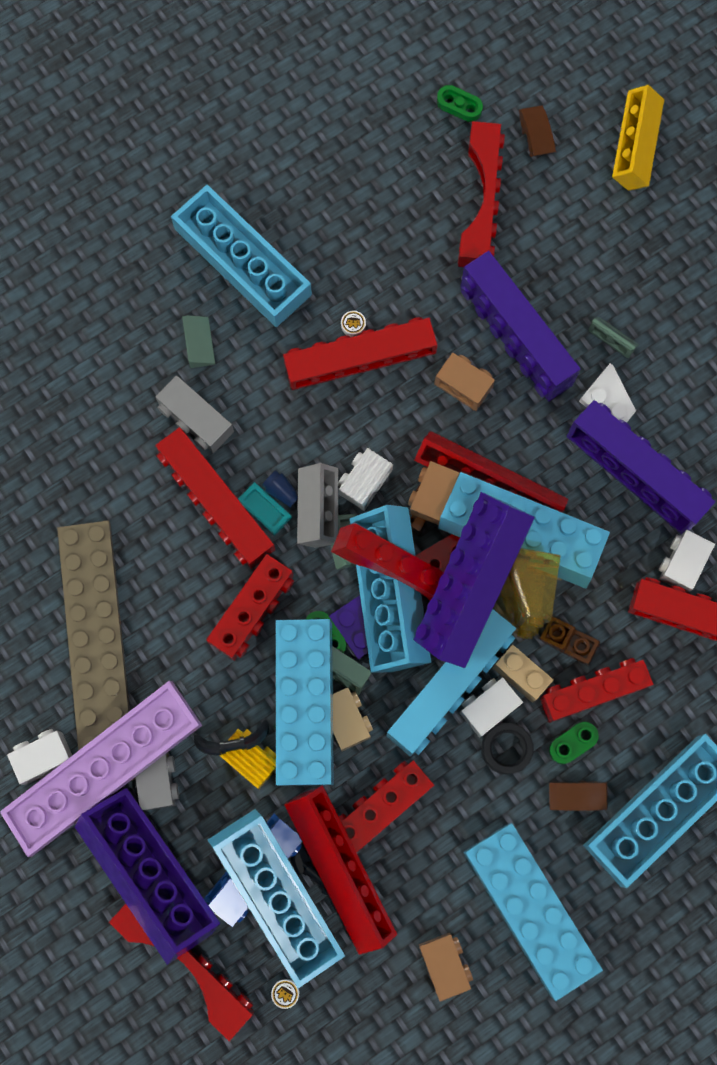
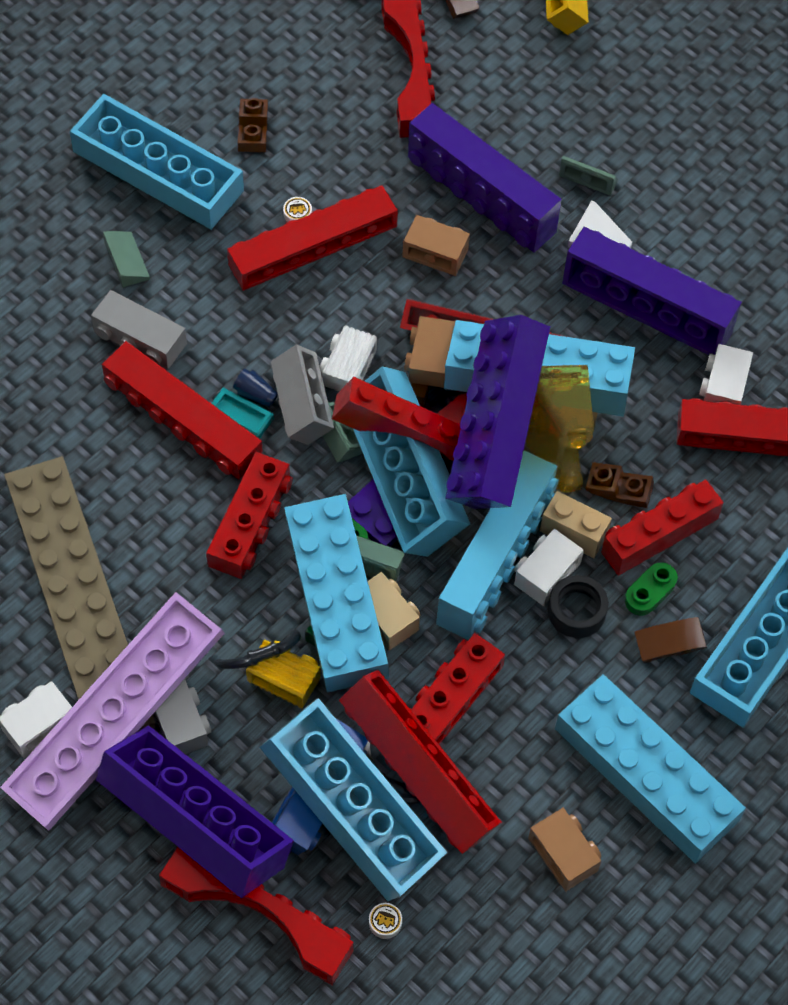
camera: 15 degrees left, 15 degrees down
(332, 232) = (253, 125): none -> reddish brown slope

